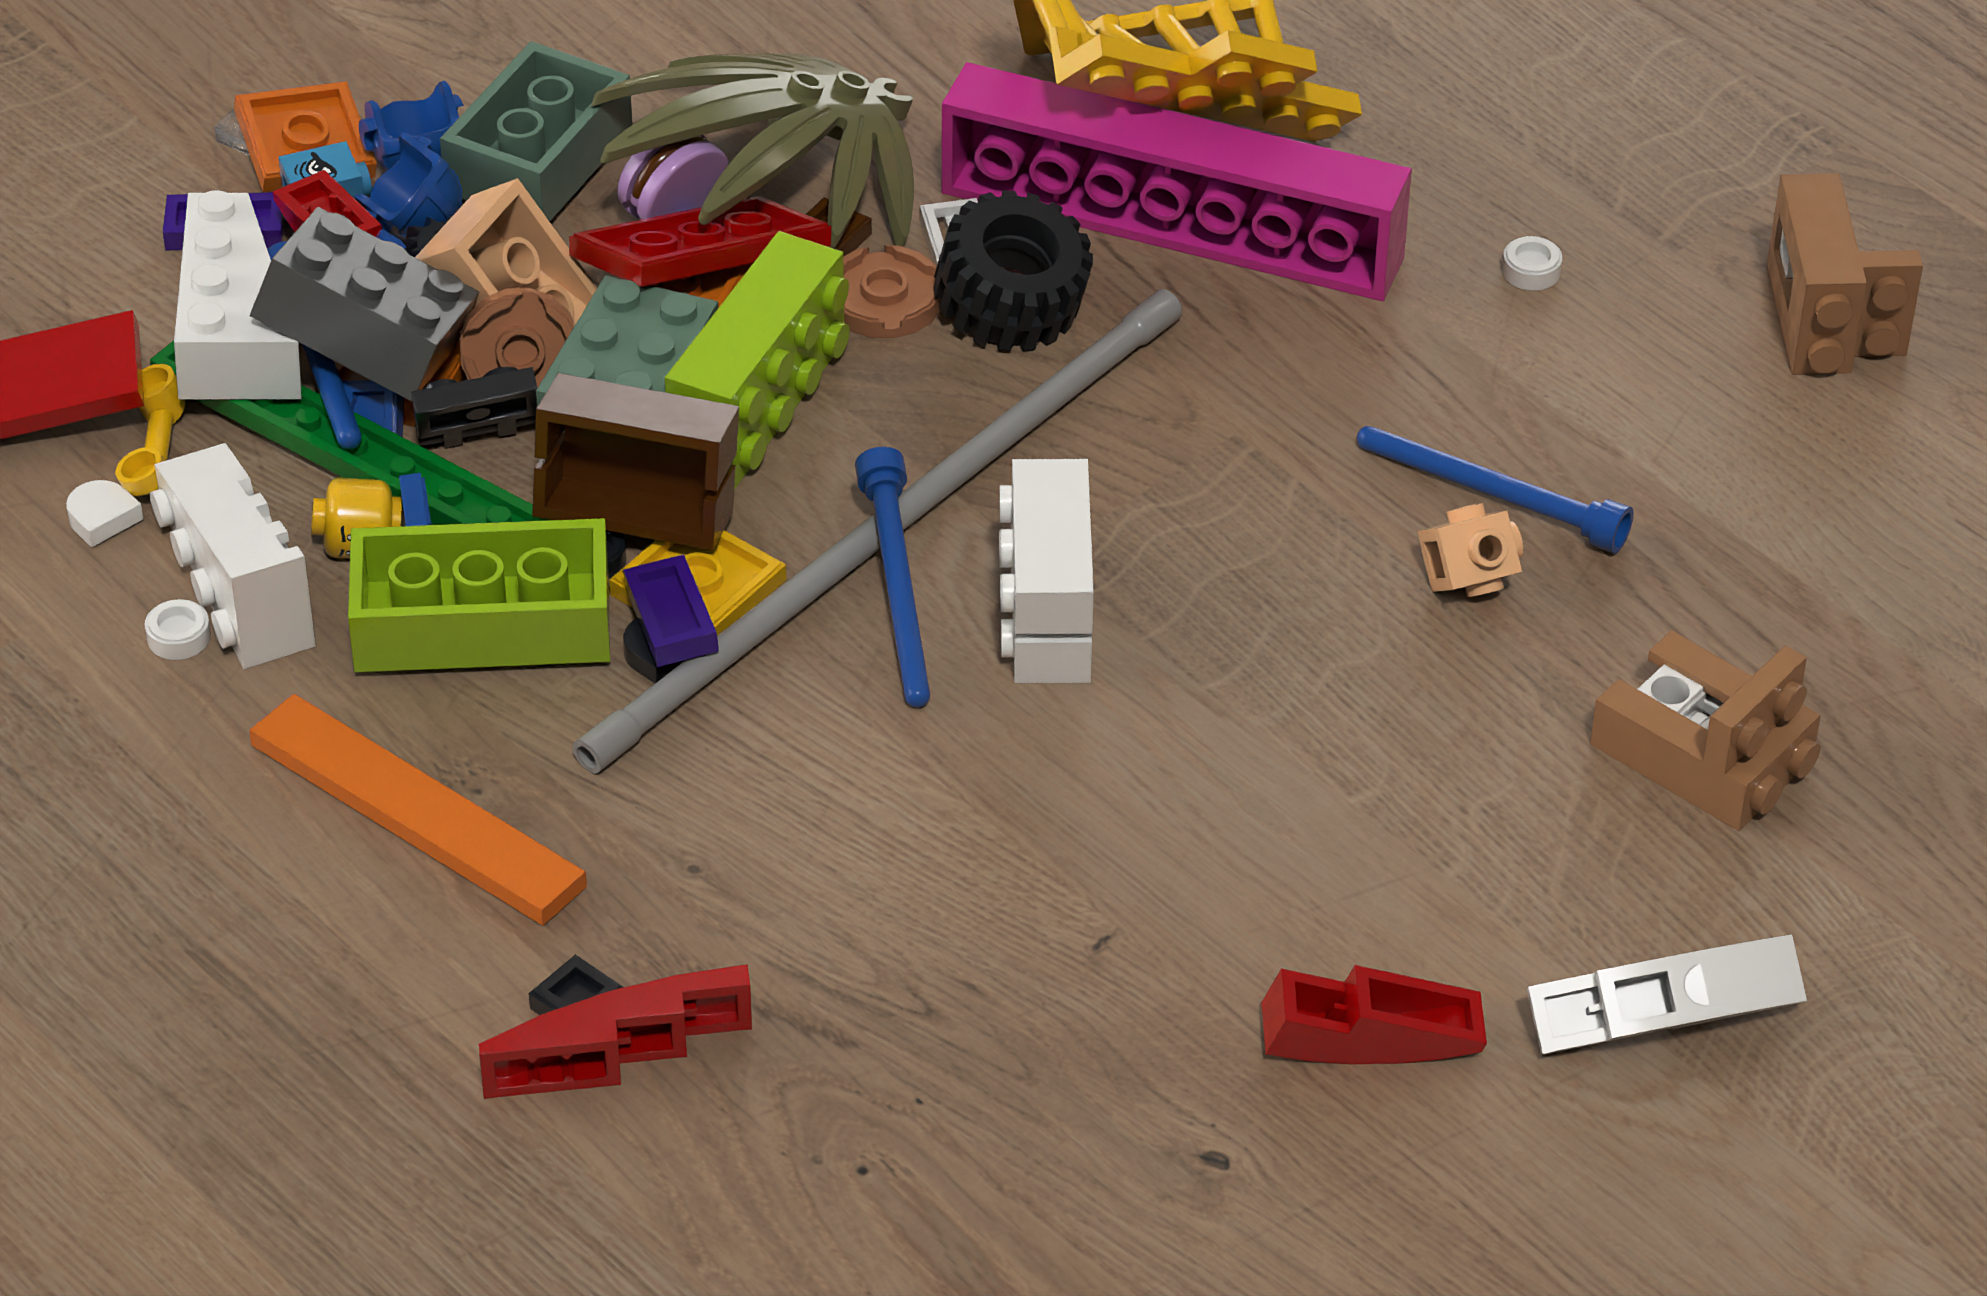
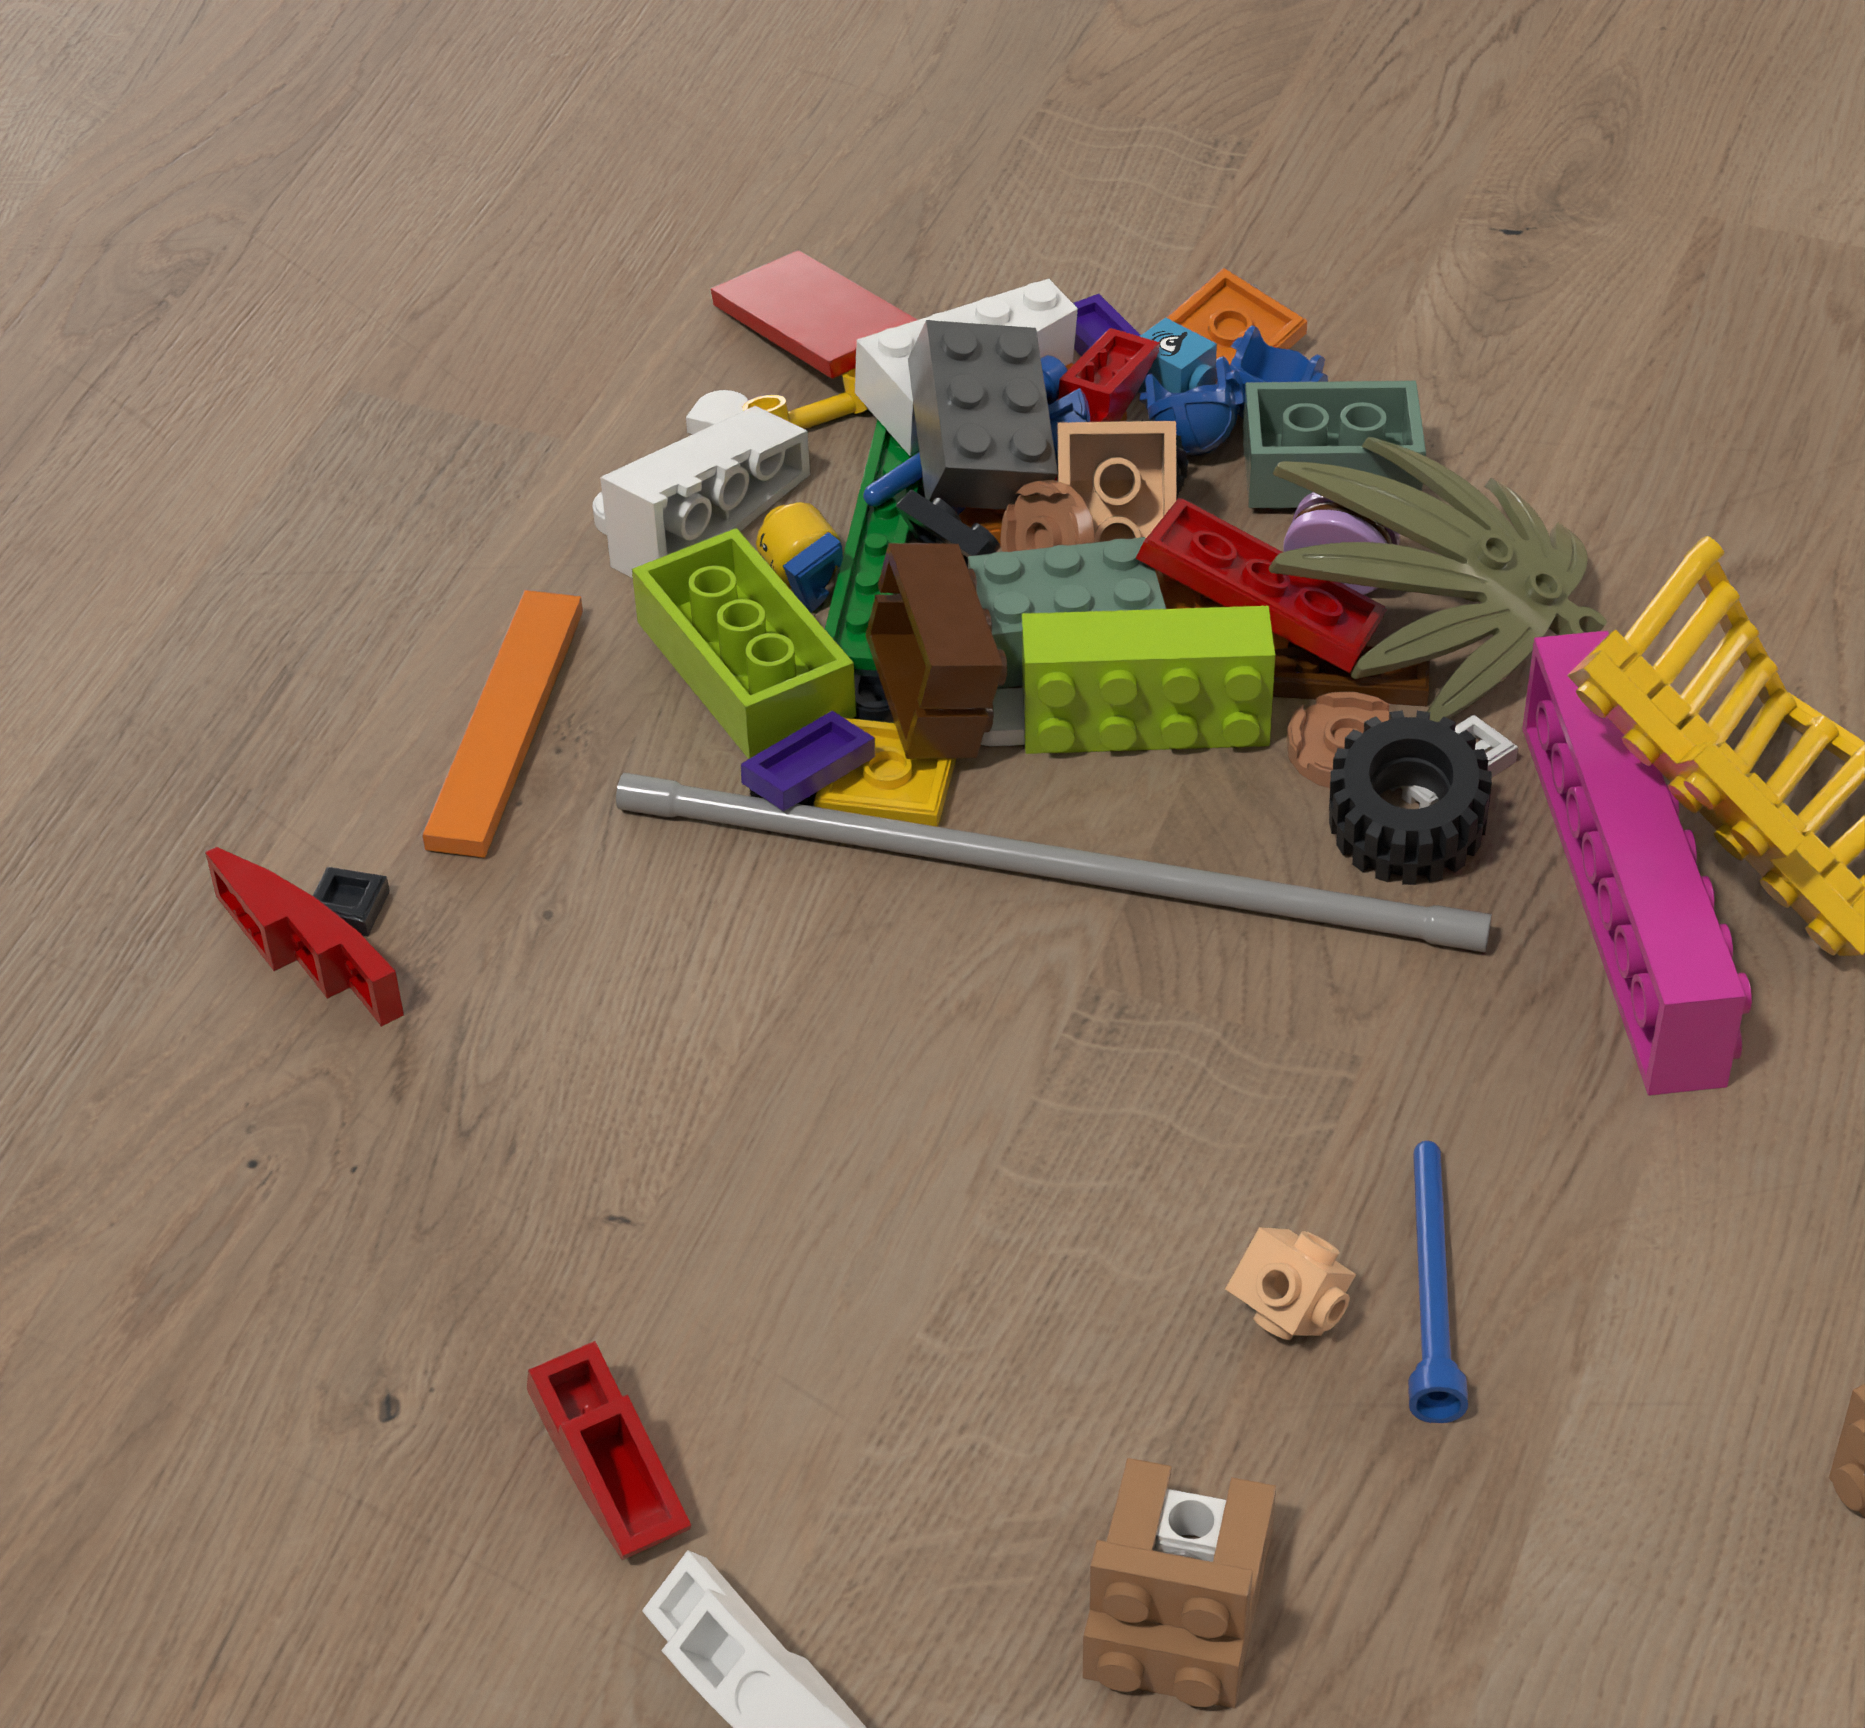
camera: 65 degrees right, 0 degrees up
(882, 478) = (1060, 821): blue piece -> none
(1049, 571) = (1017, 975): white piece -> none
(1532, 263) = (1799, 1187): white tile -> none

